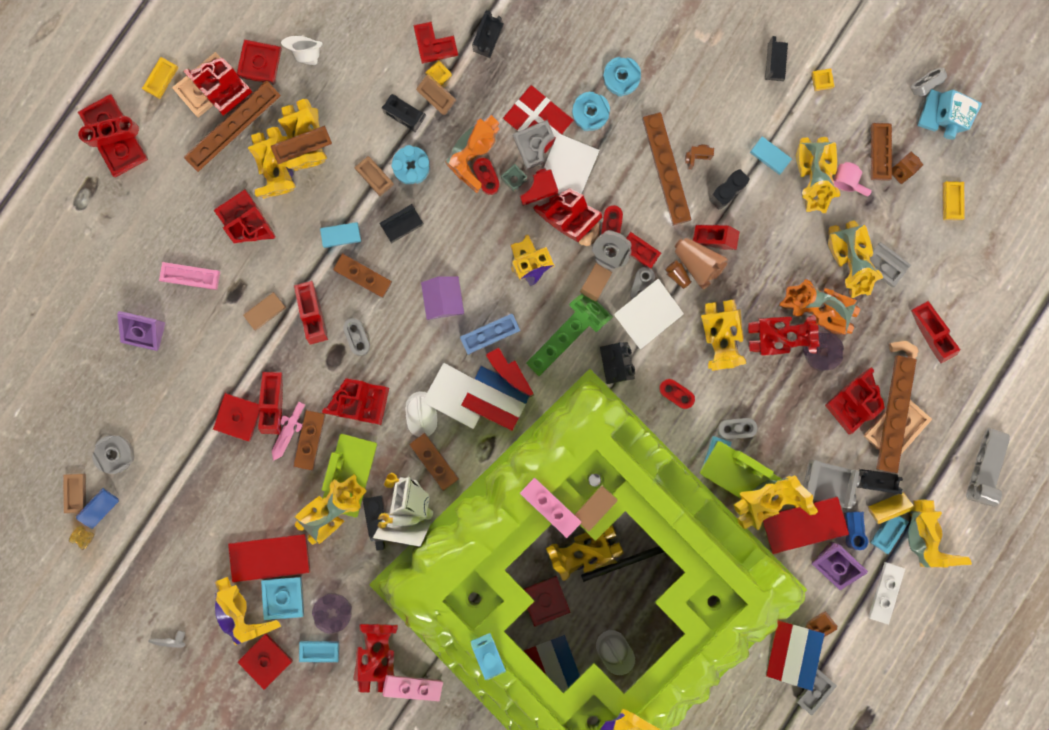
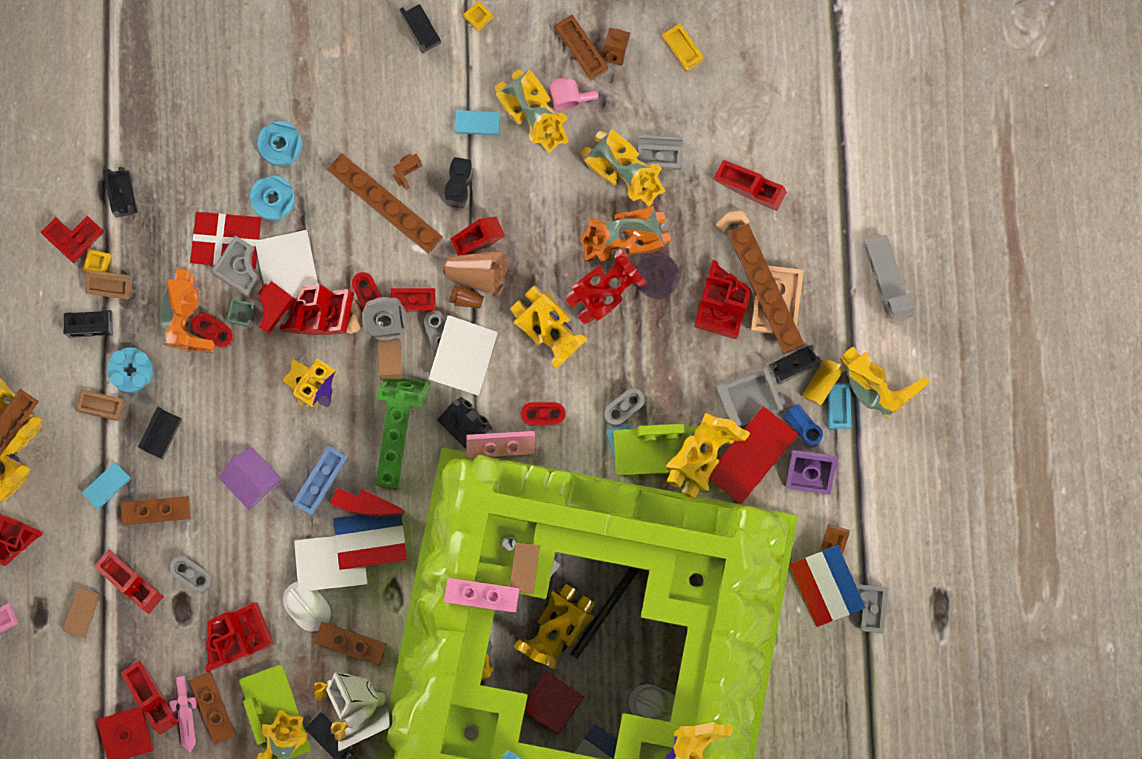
camera: 30 degrees left, 5 degrees down
(632, 395) = (500, 444): none -> plate
(886, 593) = (876, 466): white plate -> none

